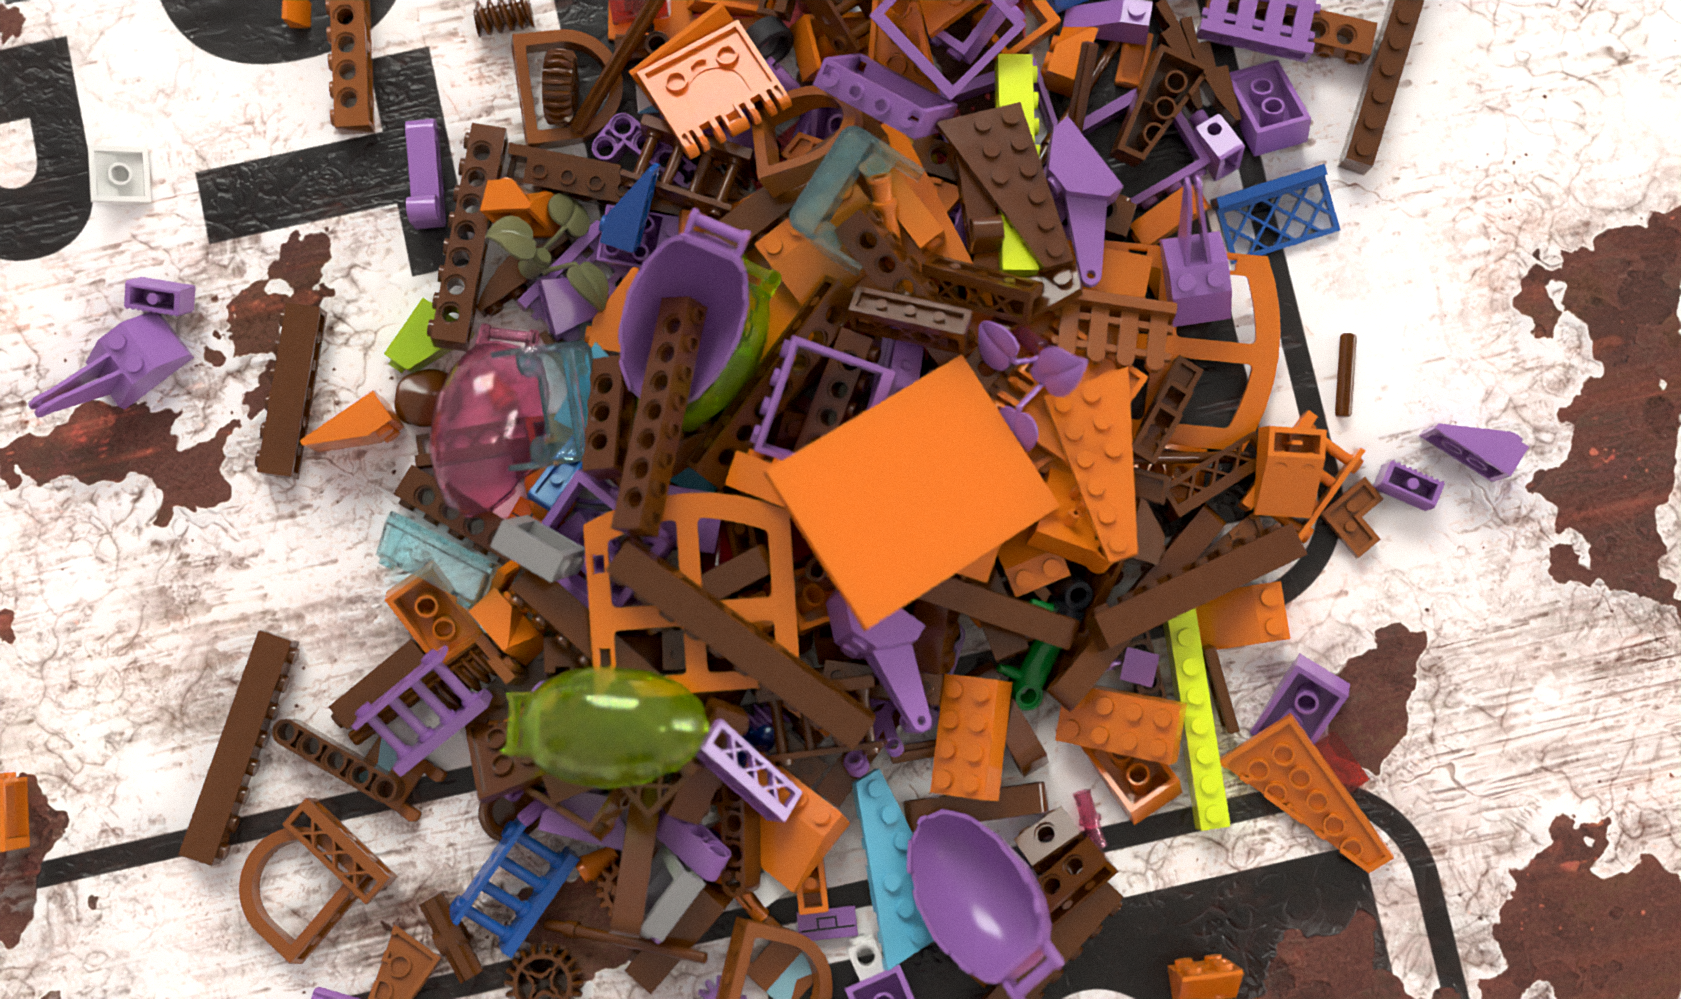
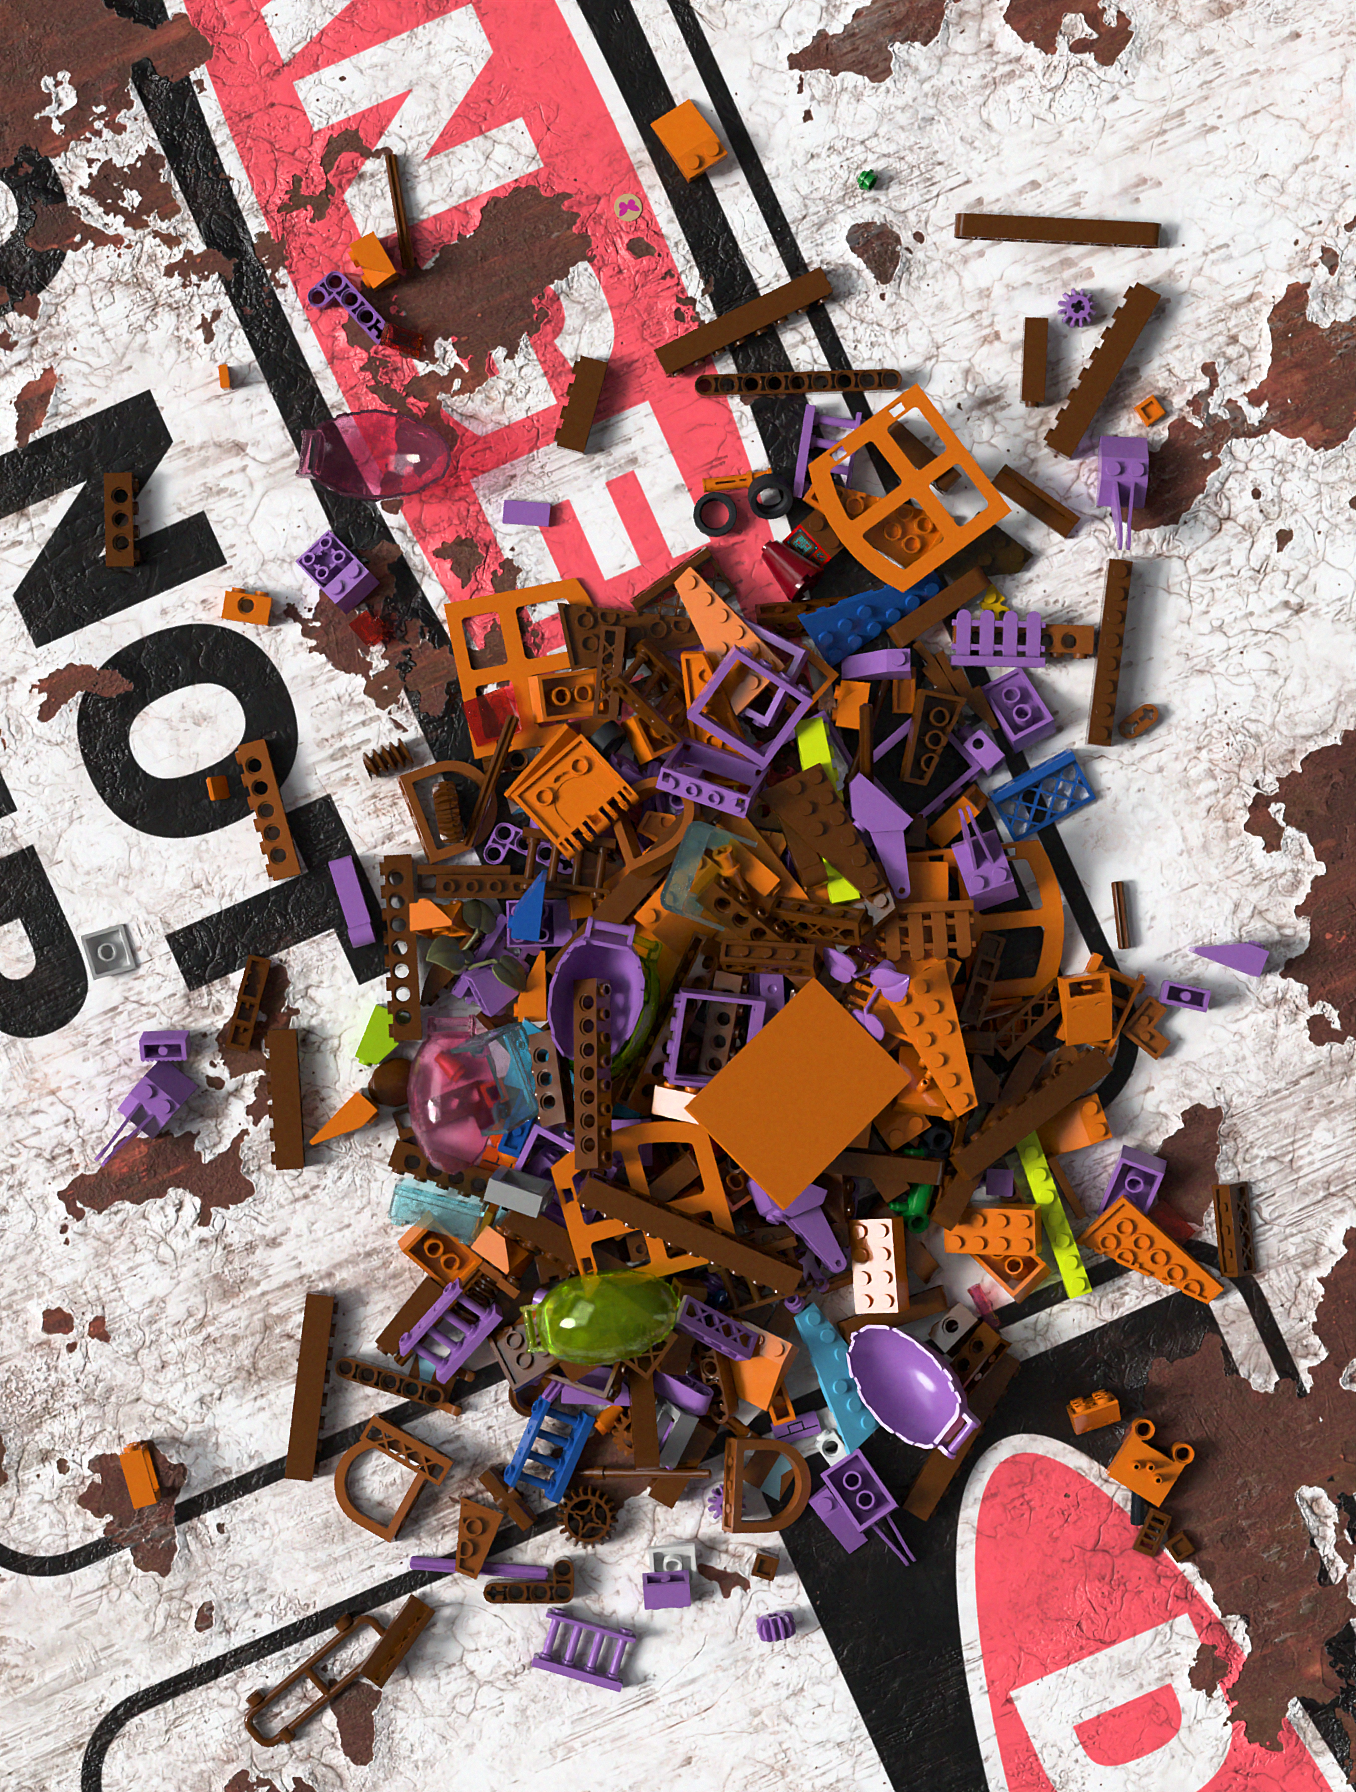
camera: 15 degrees left, 5 degrees up
(274, 270) = (248, 1004): none -> reddish brown slope
(1404, 144) = (1134, 716): none -> dark orange beam
(1414, 786) = (1230, 1230): none -> reddish brown fence

